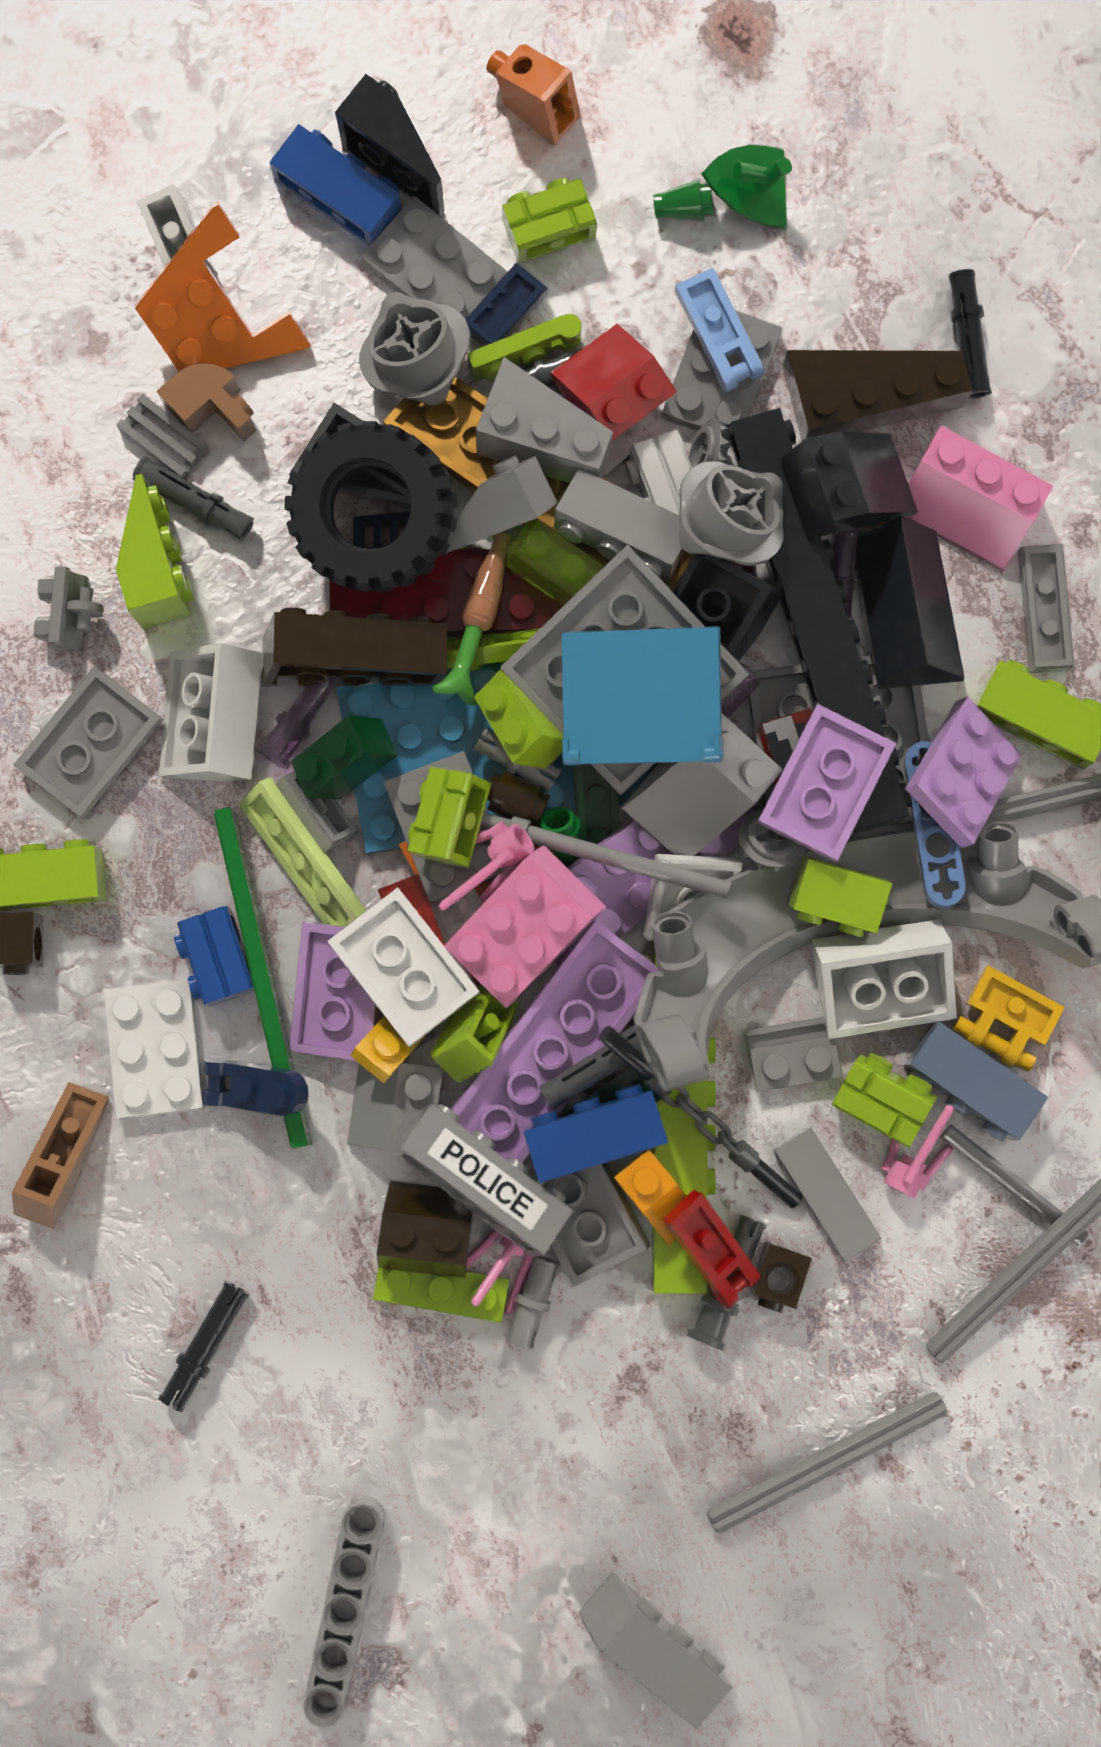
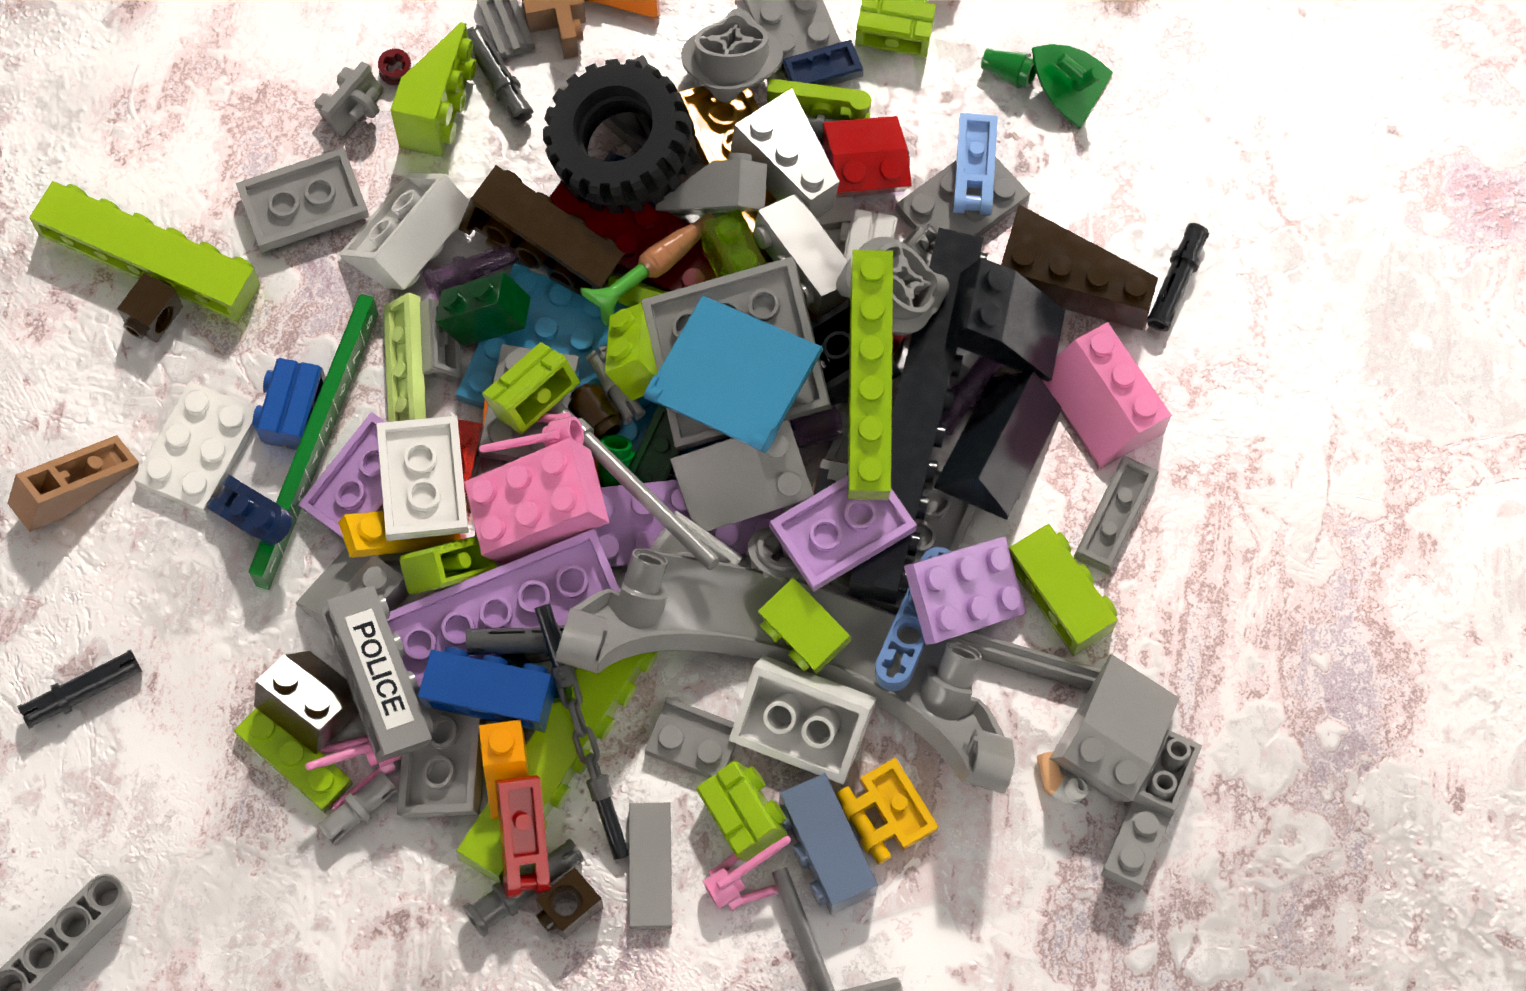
camera: 30 degrees right, 15 degrees down
(74, 541) = (391, 57): none -> dark red bush
(778, 626) = (870, 375): none -> lime brick

